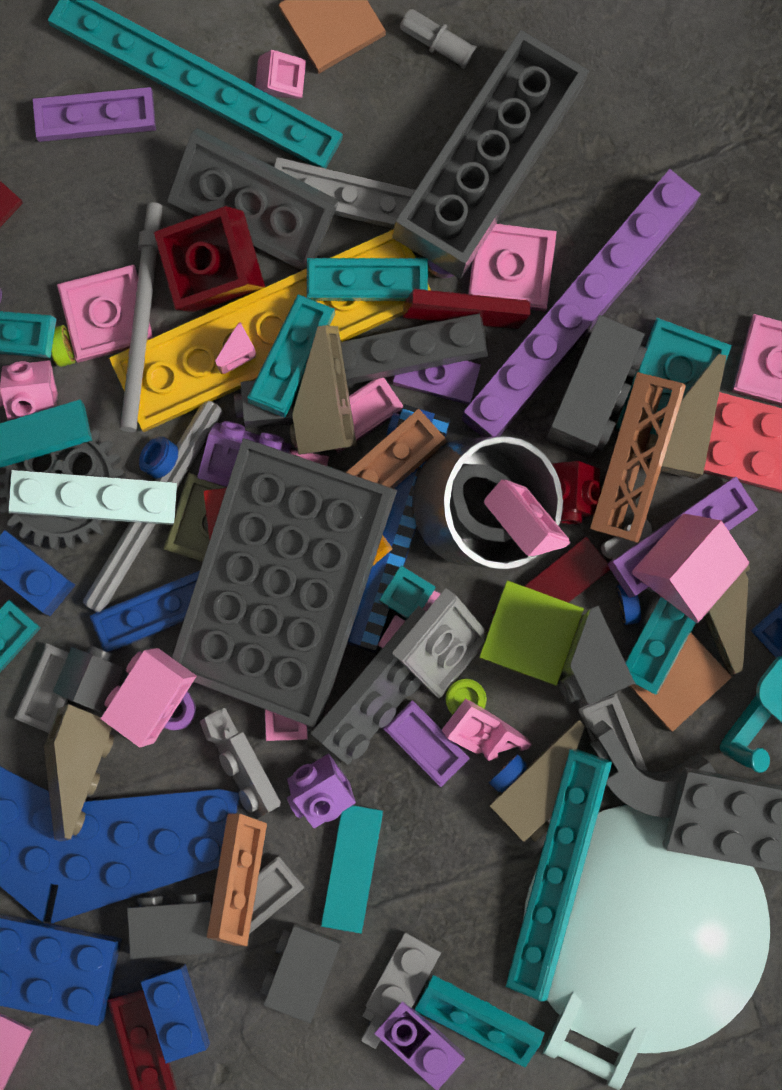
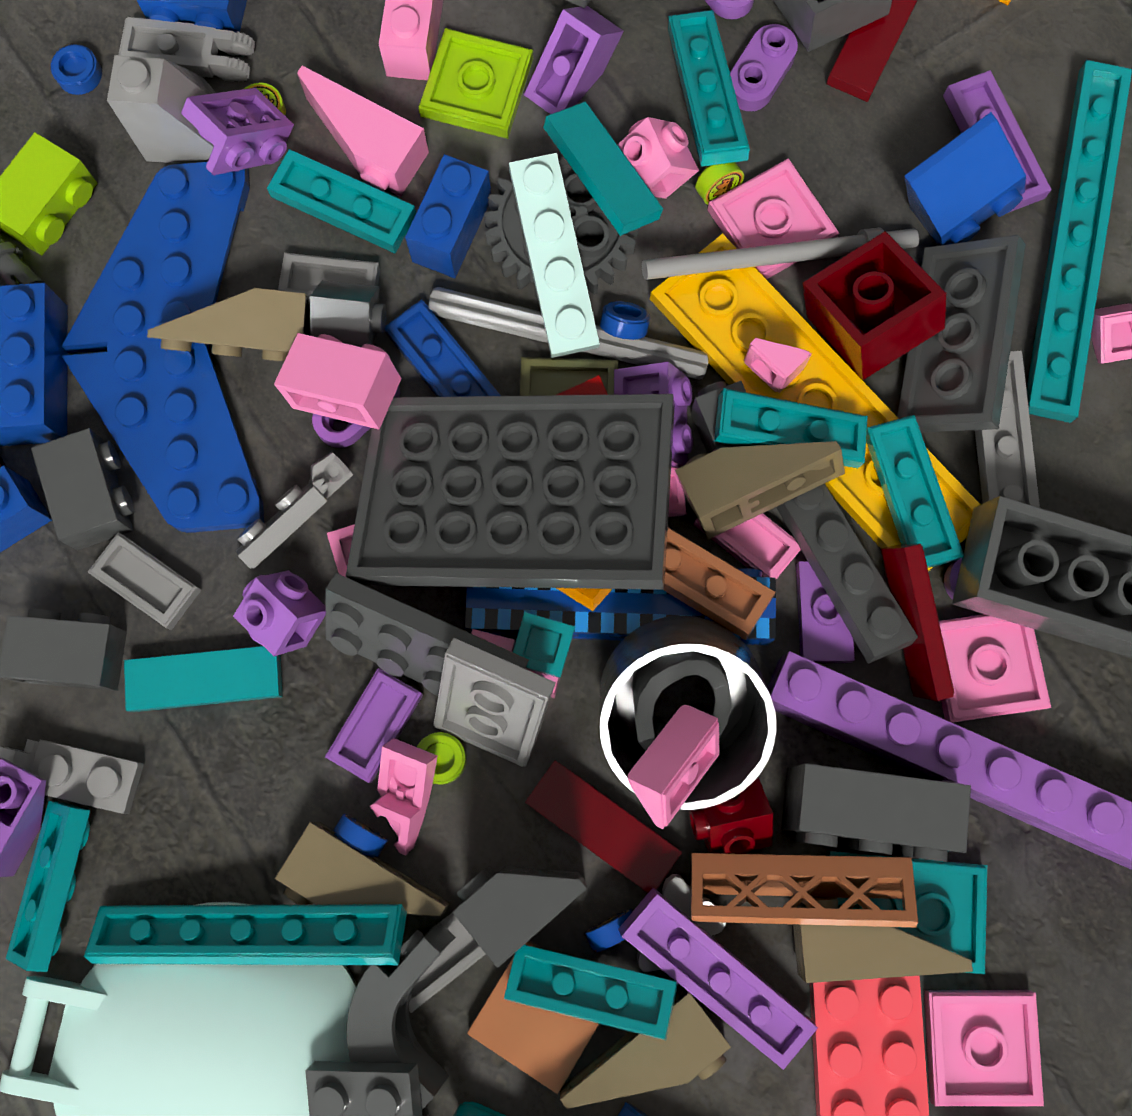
camera: 75 degrees right, 5 degrees down
(135, 156) = (966, 183): none -> blue slope
(237, 880) = (149, 543): nougat plate -> none
(531, 633) = (540, 816): lime tile -> none
(693, 564) = (683, 1003): bright pink slope -> none

